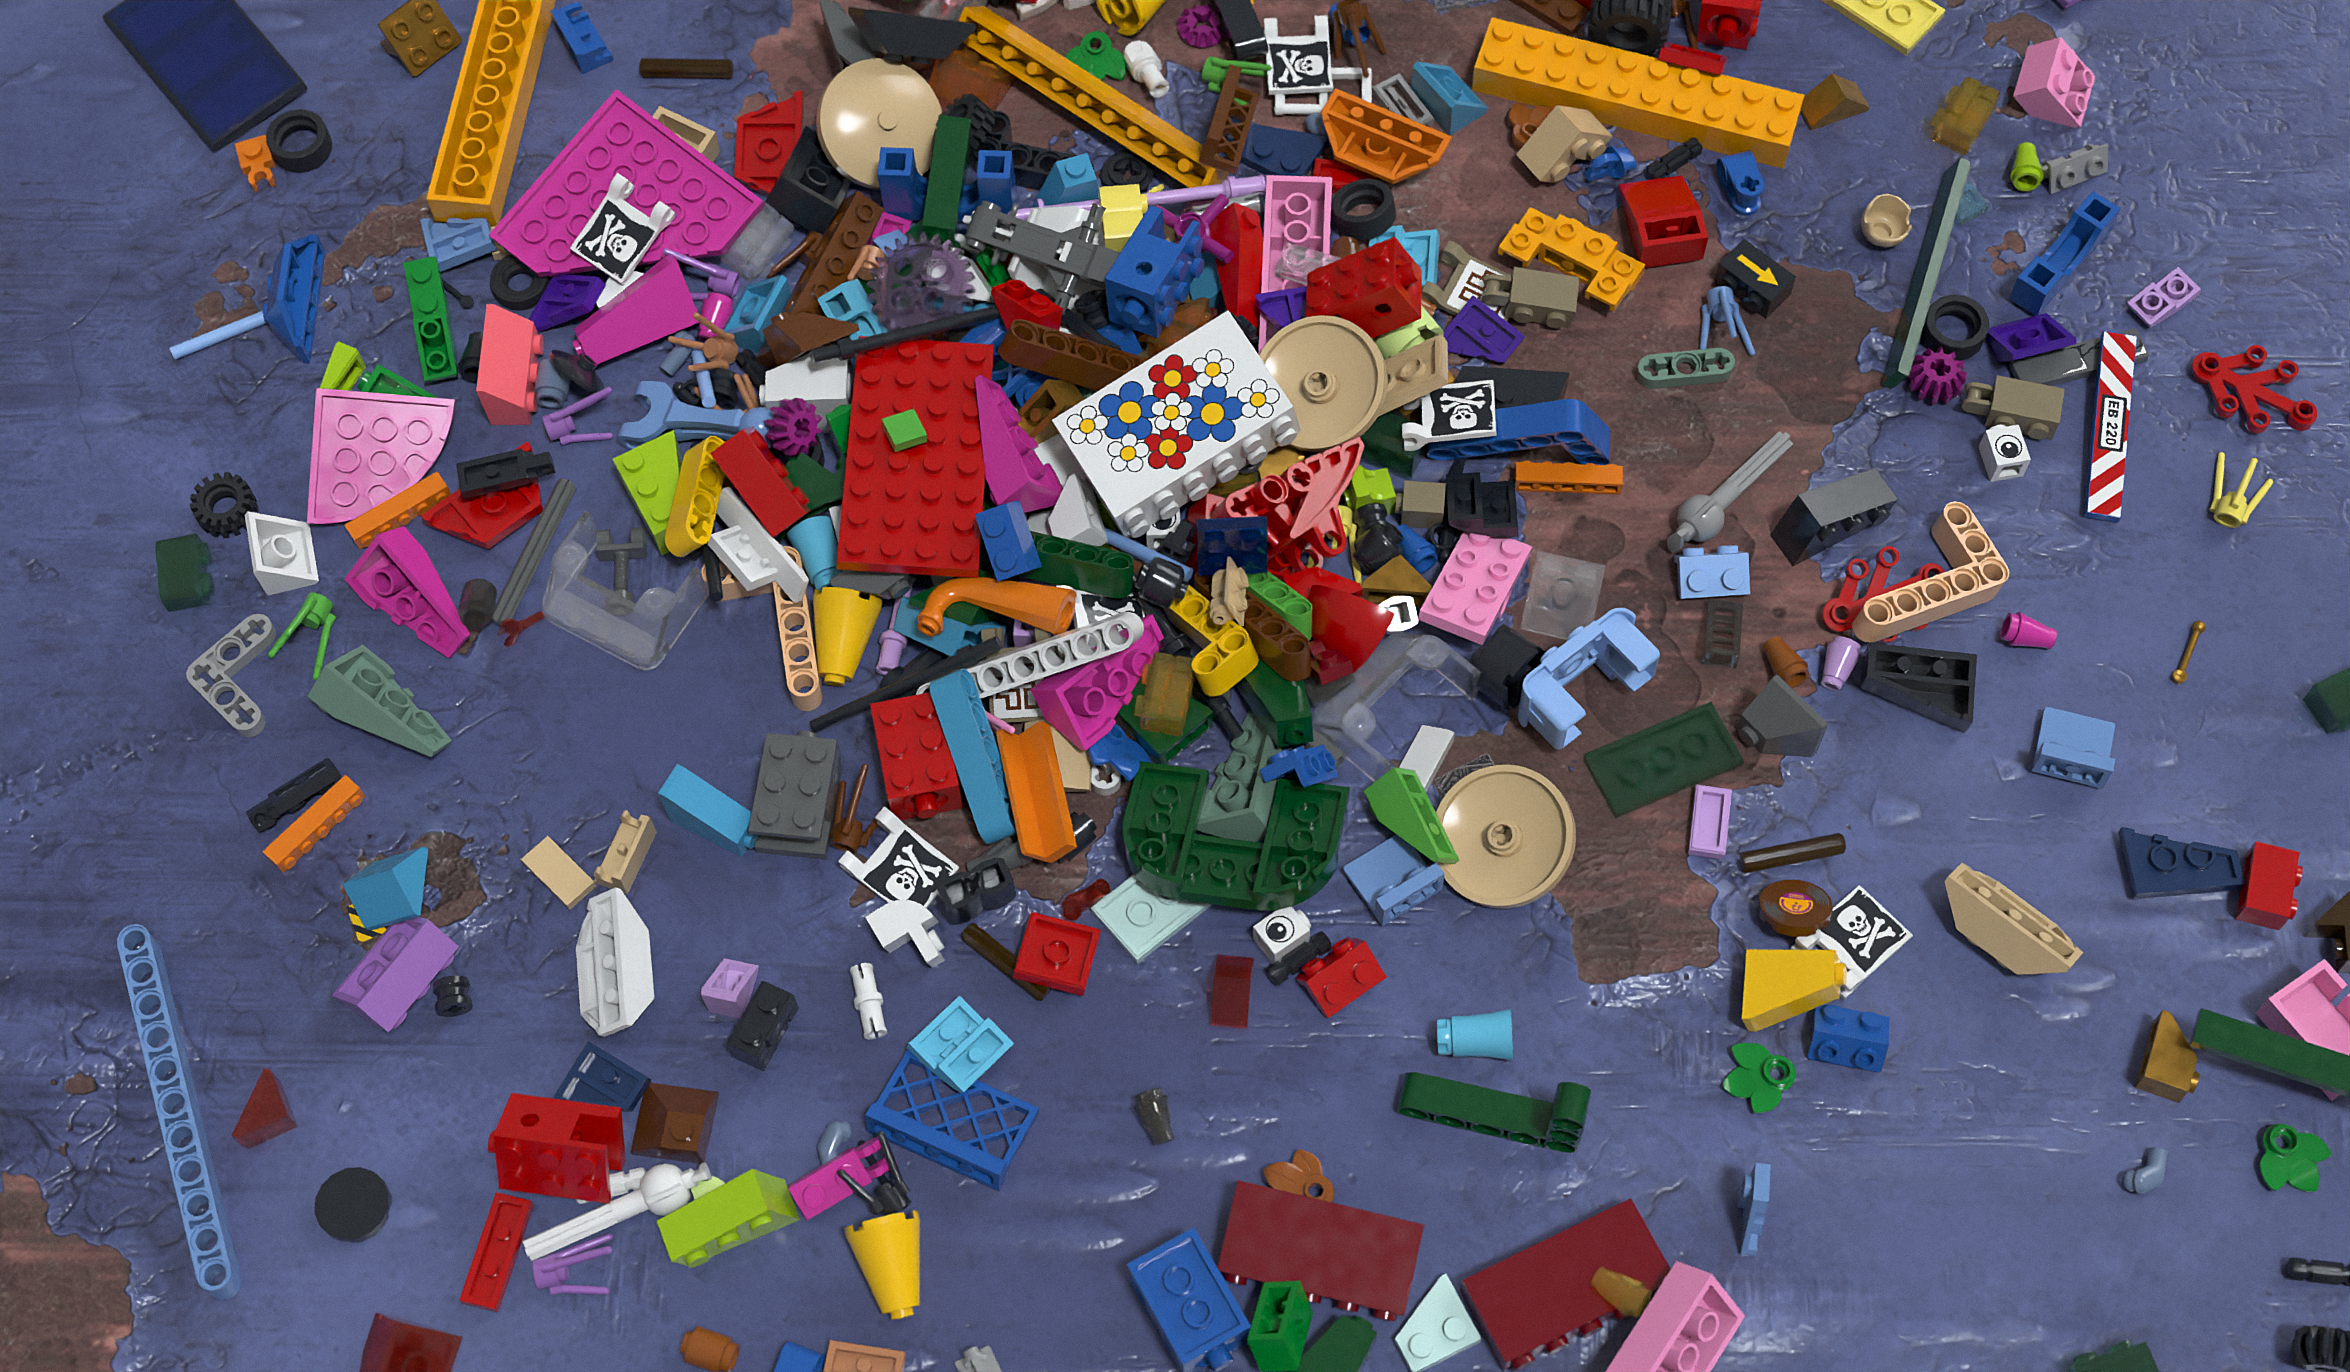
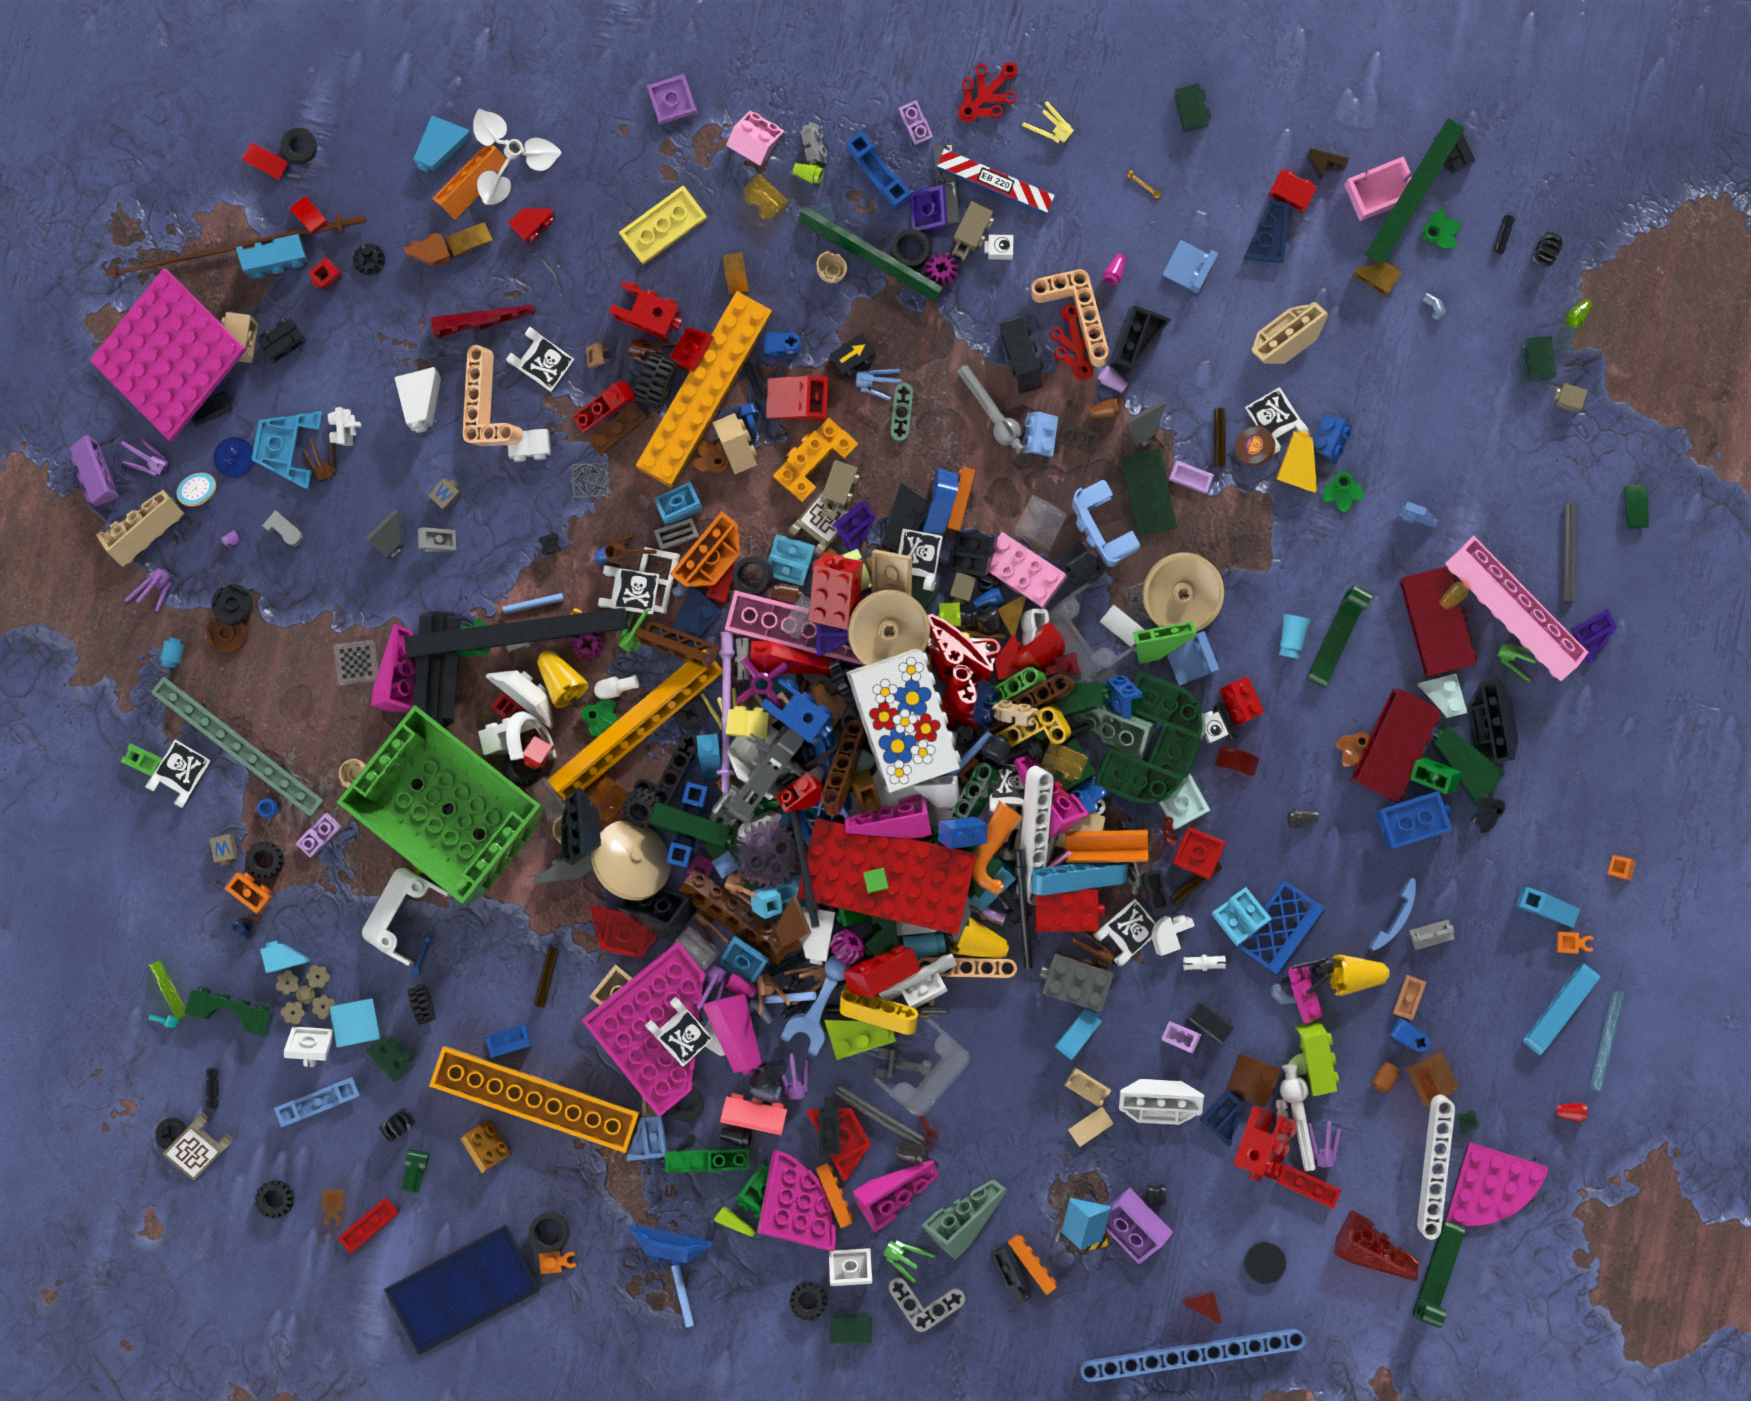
camera: 80 degrees left, 20 degrees up
(566, 299) = (710, 1075): dark purple wing -> none
(1055, 1325) = (1408, 894): none -> medium blue slope

